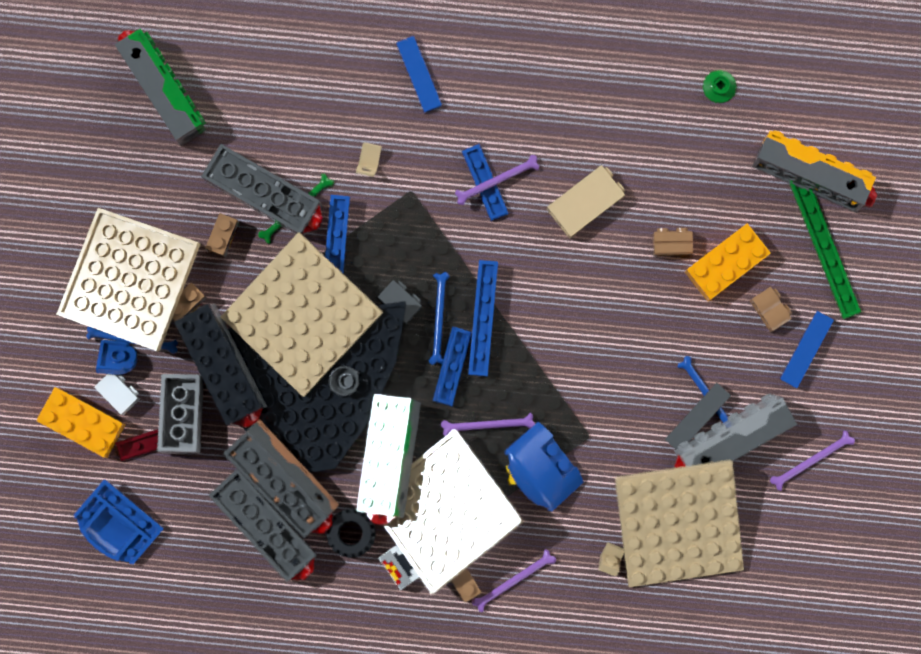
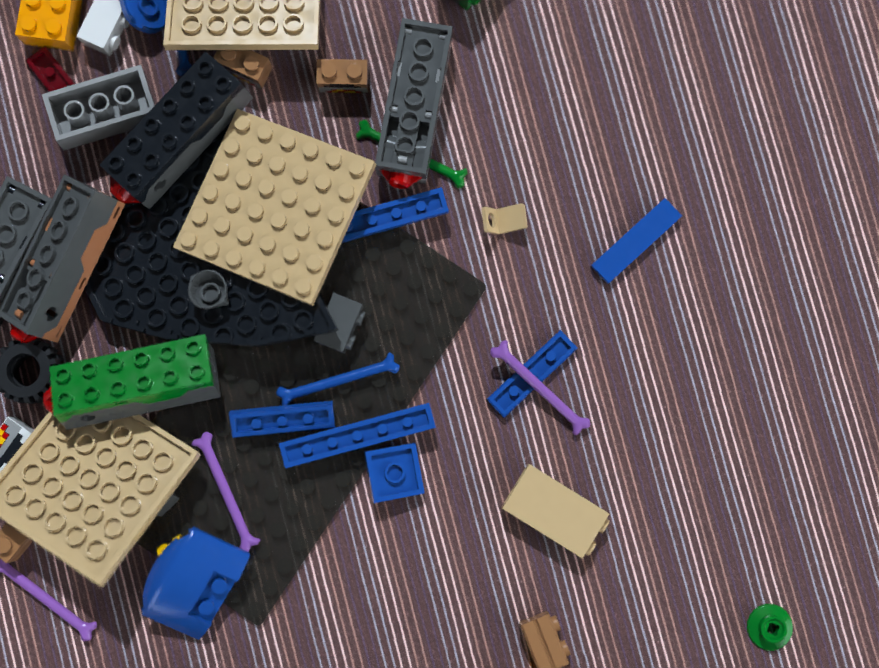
camera: 70 degrees right, 0 degrees up
(518, 303) = (394, 472): none -> blue plate

